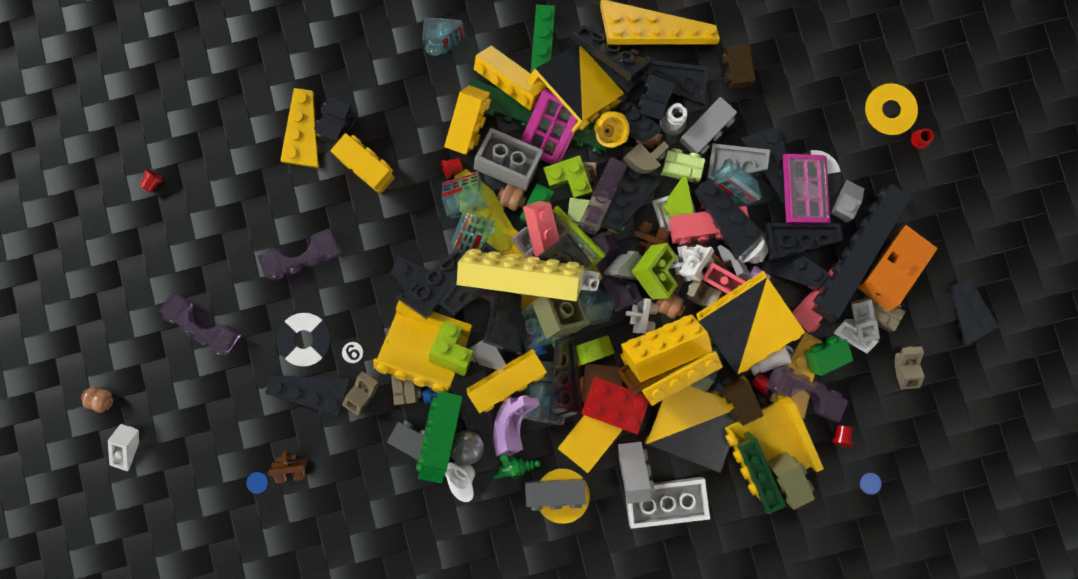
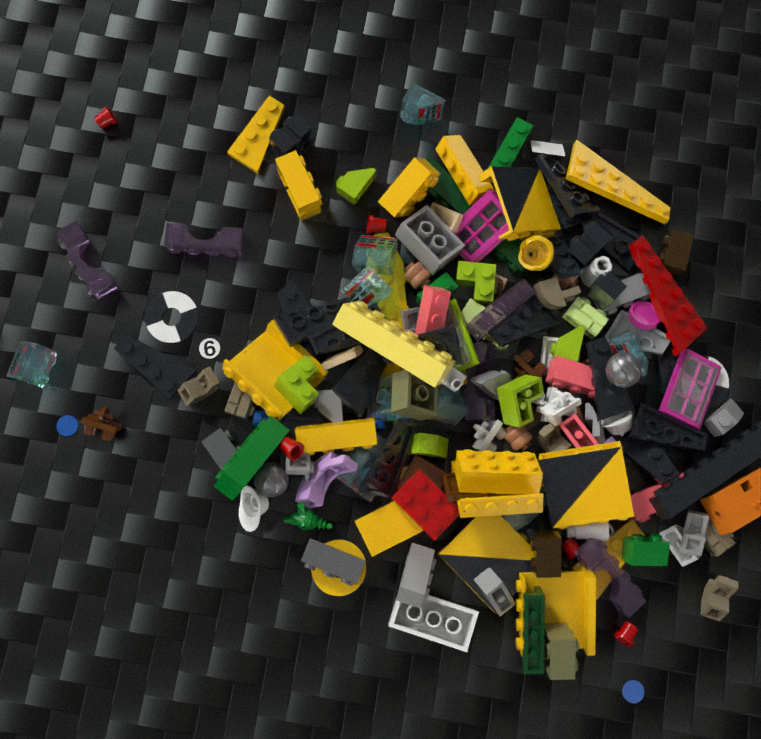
camera: 15 degrees right, 5 degrees down
(197, 442) = (32, 363): none -> clear light blue slope
(414, 137) = (355, 184): none -> lime slope
(473, 412) = (292, 448): none -> red piece
(478, 307) = (342, 357): none -> tan tile
(485, 423) = (302, 466): none -> light grey bracket
(517, 130) = (448, 216): none -> tan tile
(577, 20) = (547, 148): none -> white sticker
(691, 134) = (606, 289): none -> black piece
(710, 454) = (494, 591): none -> light grey slope
(737, 139) = (643, 315): none -> dark pink piece
(738, 203) = (623, 370): none -> flat silver piece
(752, 116) = (667, 297): none -> red wing

